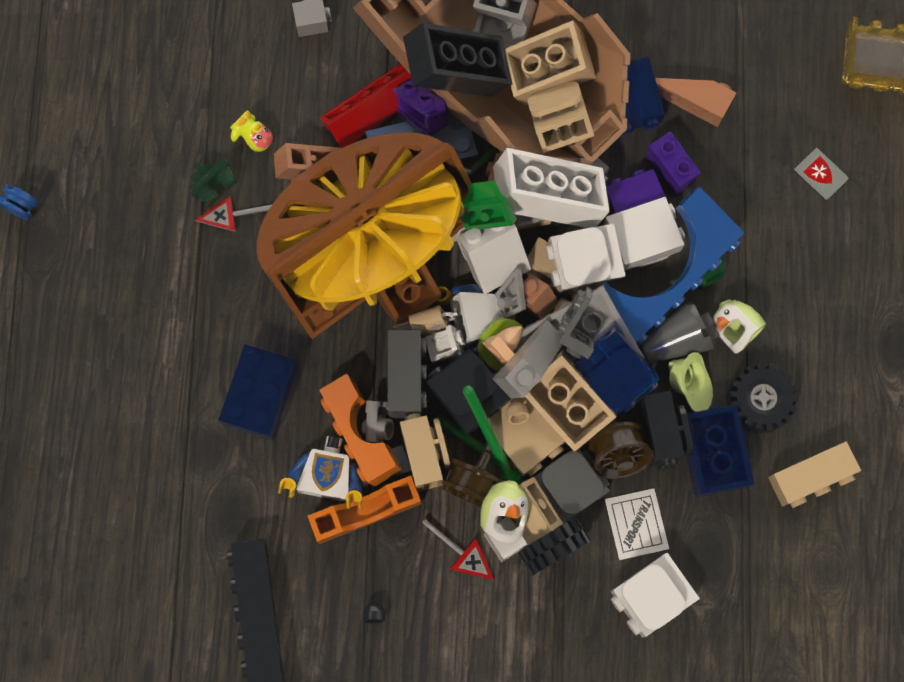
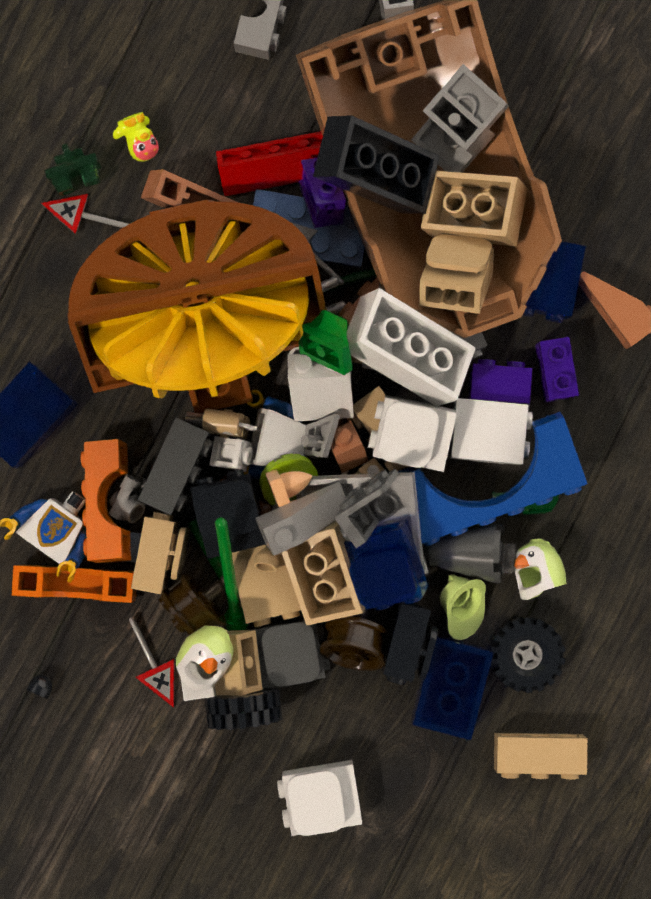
camera: 25 degrees right, 10 degrees up
(636, 524) = (340, 718): white sticker -> none

